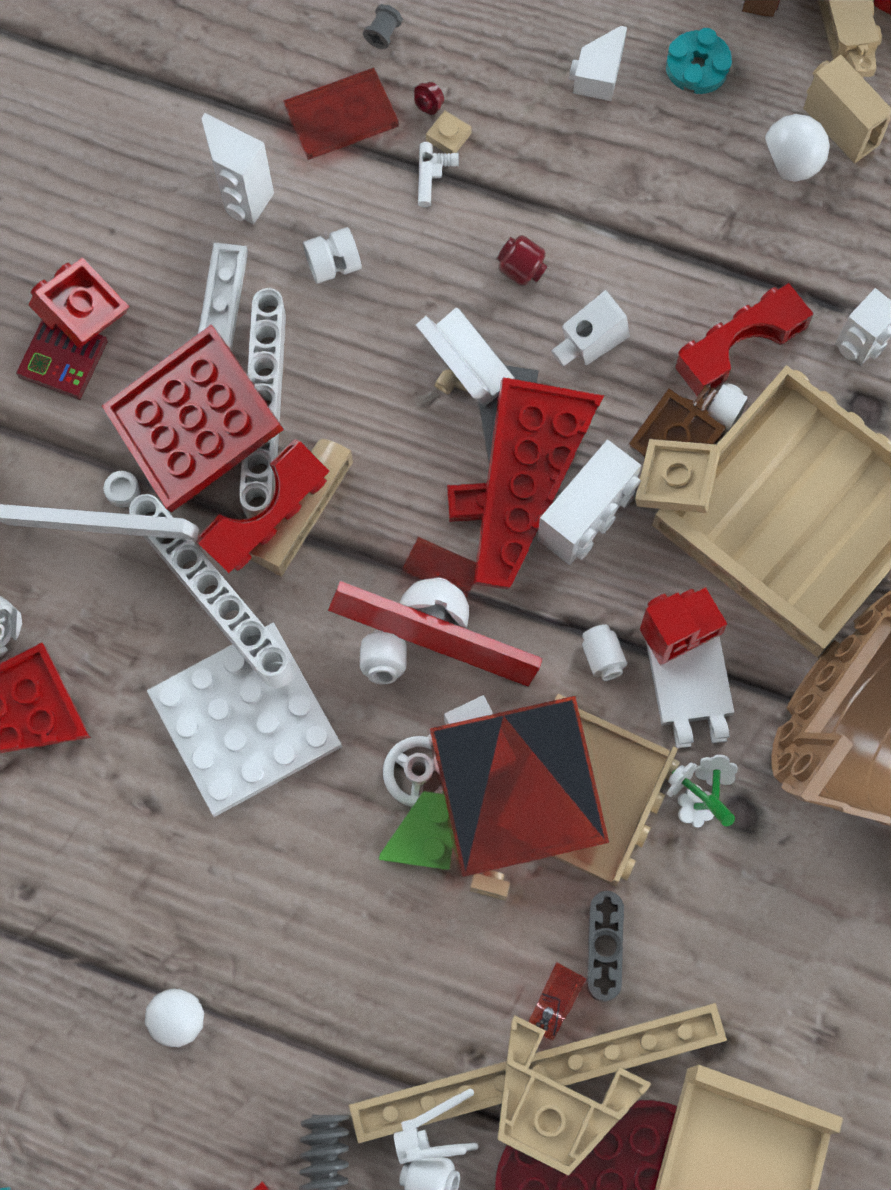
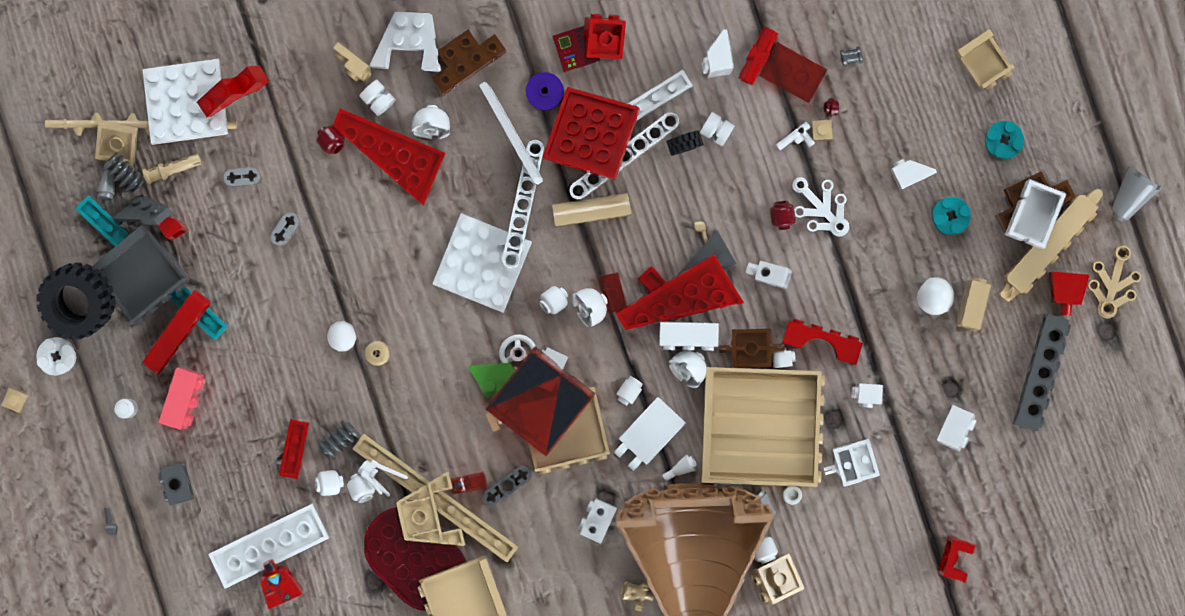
camera: 50 degrees right, 15 degrees up
(91, 455) = (544, 101): none -> dark purple plate
(121, 488) = (538, 126): white tile -> none
(255, 989) = (384, 353): none -> tan head
(280, 136) = (758, 56): none -> red piece
(295, 476) = (550, 198): red arch -> none
(314, 307) = (685, 142): none -> black tyre
(435, 634) = (578, 315): red tile -> none
(466, 355) = (716, 227): white panel -> none
(554, 207) = (823, 209): none -> white plant
(637, 542) = (689, 366): none -> white cylinder
(678, 476) = (729, 364): tan plate -> none
(681, 623) = (665, 415): red brick -> none
(699, 804) = (596, 480): white plant -> none
(764, 849) = (597, 521): none -> white brick
(777, 661) = (685, 465): none -> white cone

